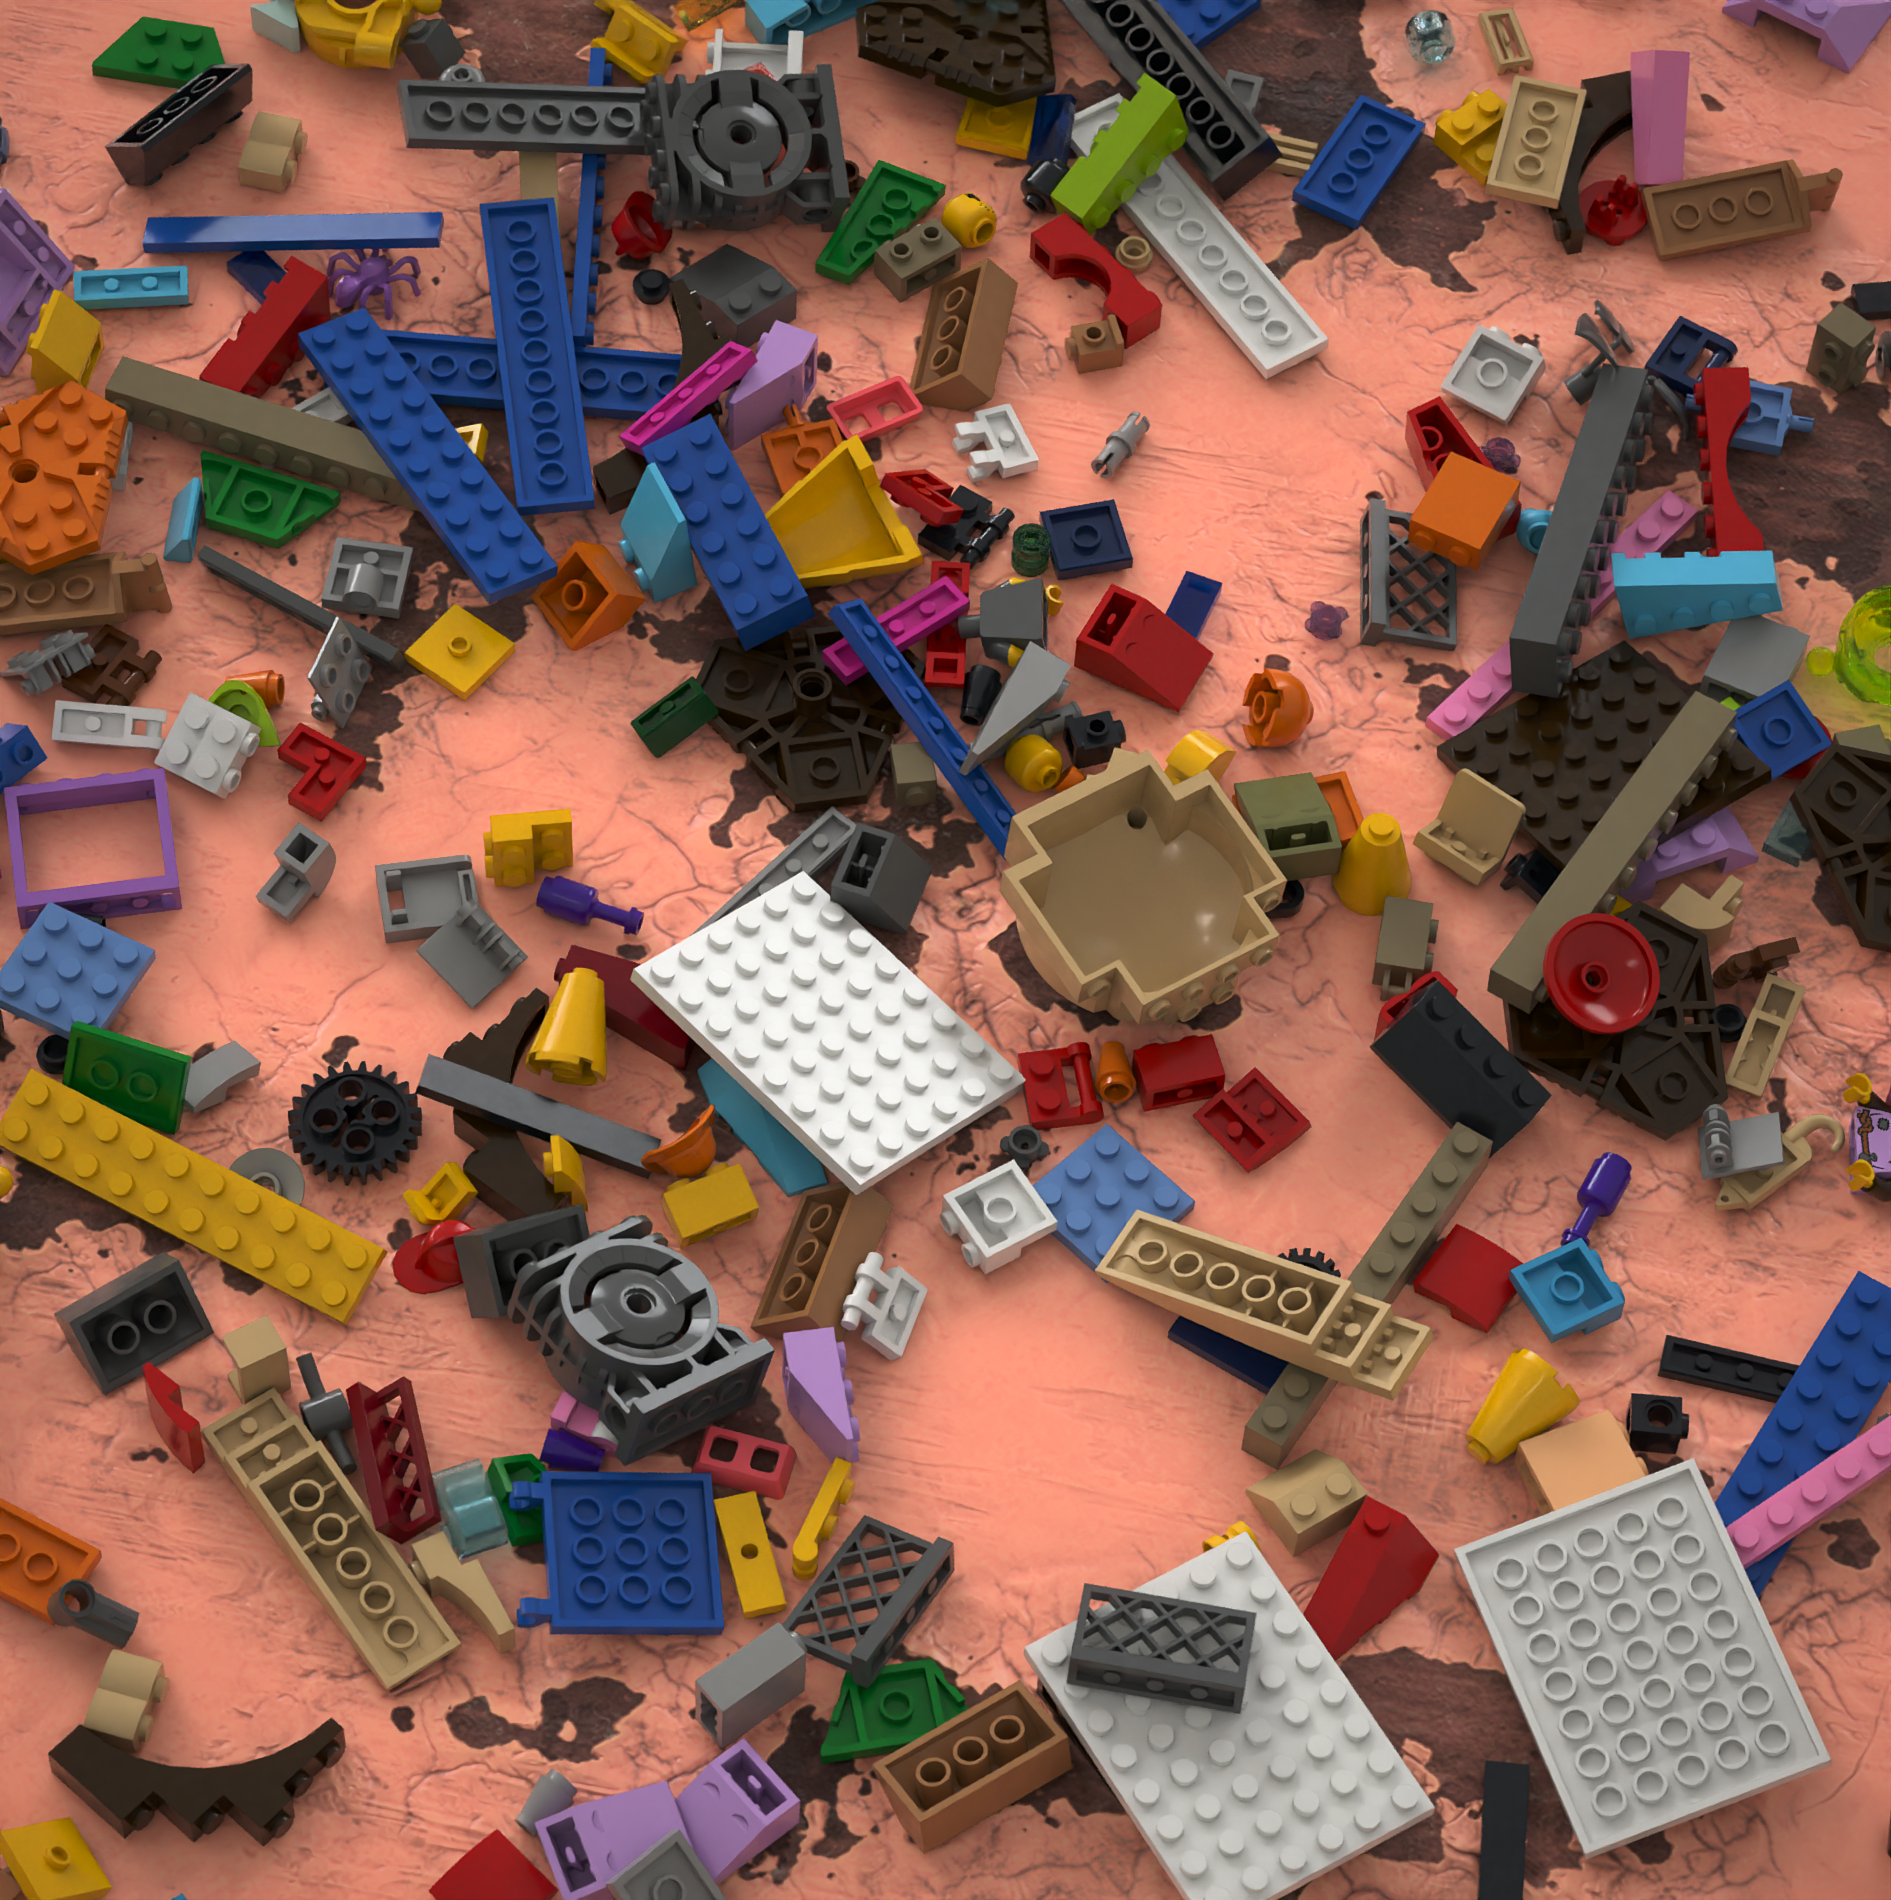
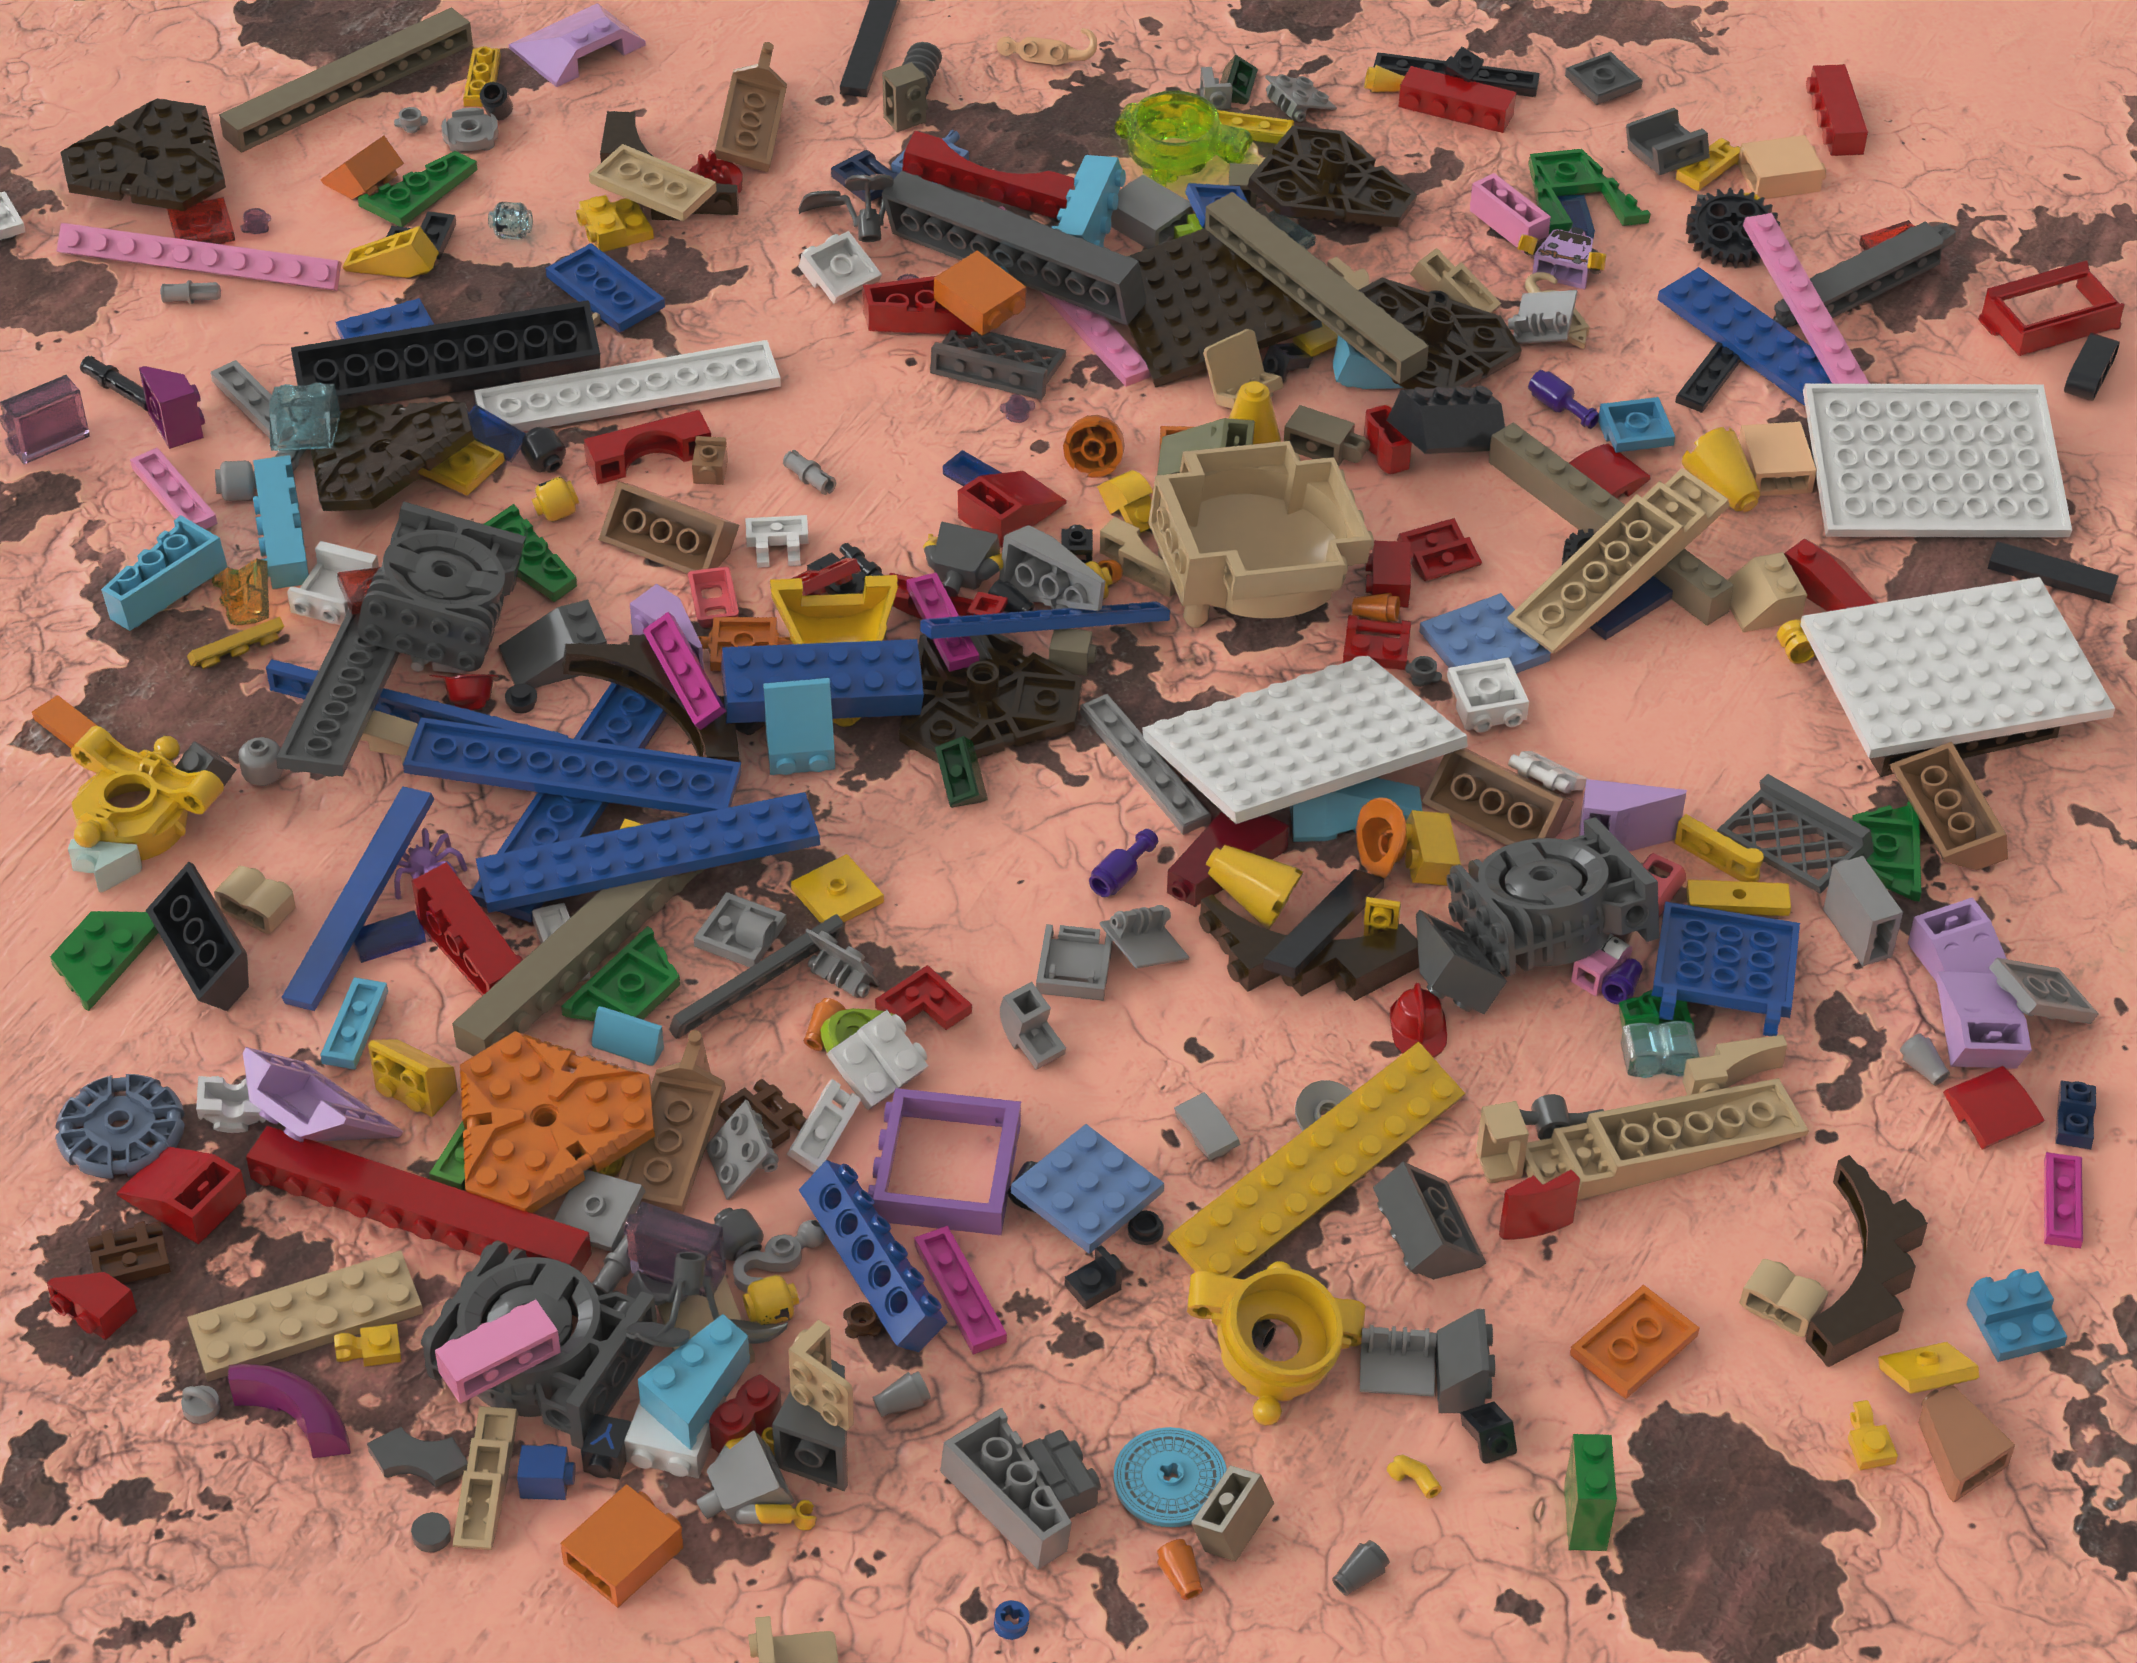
camera: 70 degrees left, 10 degrees down
(97, 1613) = (1704, 1297): dark grey piece -> none
(128, 1076) = (1198, 1170): green tile -> none
(355, 1123) = (1281, 1046): black gear -> none
(382, 1469) = (1610, 1089): dark red fence -> none
(442, 1196) = (1370, 1004): yellow bracket -> none
(527, 843) = (1064, 878): yellow plate -> none
(587, 595) = (829, 794): orange slope -> none
(637, 45) = (273, 640): yellow bracket -> none
(880, 879) = (1161, 691): dark grey slope -> none
(917, 259) = (577, 537): dark tan brick -> none
(1030, 550) = (888, 540): clear green wheel -> none
(1086, 539) = (889, 511): dark blue plate -> none
(1122, 156) = (555, 386): lime wedge -> none
(1134, 253) = (628, 419): tan plate -> none
(1157, 1674) = (1919, 675): dark grey fence -> none
(1511, 62) = (528, 191): tan tile -> none
(1617, 961) = (1426, 310): red dish -> none
(1650, 1438) = (1748, 410): black brick -> none
(1659, 114) = (659, 117): bright pink slope -> none
(1756, 963) = (1408, 260): reddish brown plate -> none

